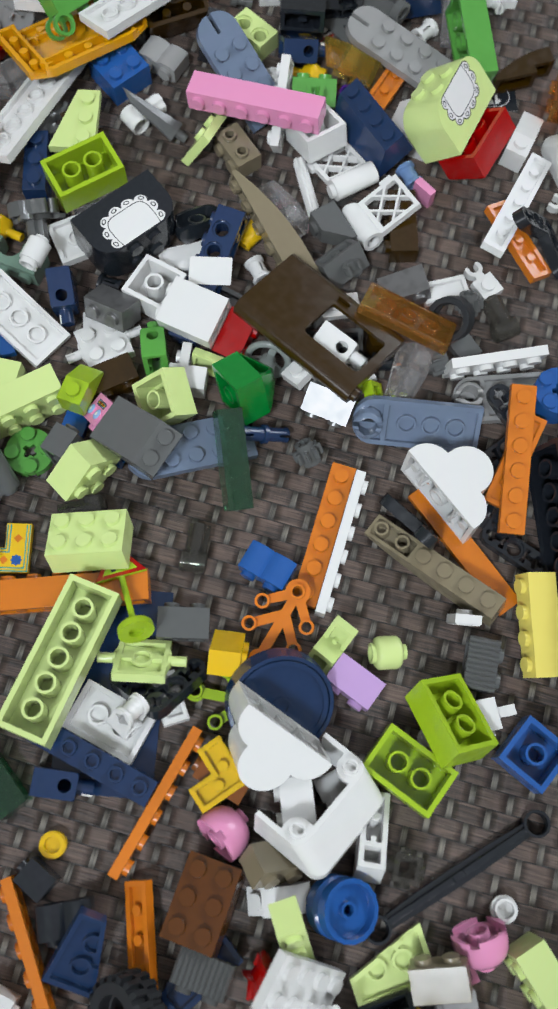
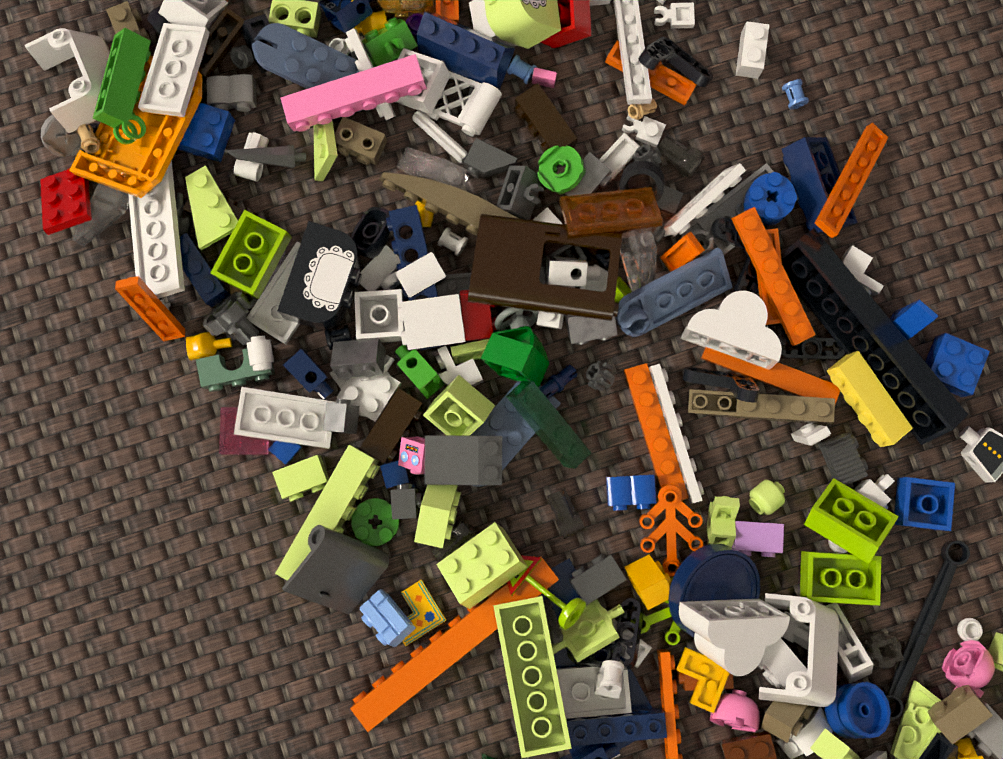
camera: 30 degrees left, 10 degrees up
(25, 21) = (89, 142): none -> tan pin
(63, 345) = (341, 417): none -> brick
(79, 389) = (384, 446): lime slope -> none
(111, 640) = (555, 632): none -> dark grey axle
(189, 39) = (242, 56): none -> dark grey tile
(366, 225) = (517, 142): white piece -> none
(388, 273) = (569, 178): none -> bright green plate
(452, 391) = (682, 252): none -> orange tile
(487, 261) = (637, 111): none -> tan pin

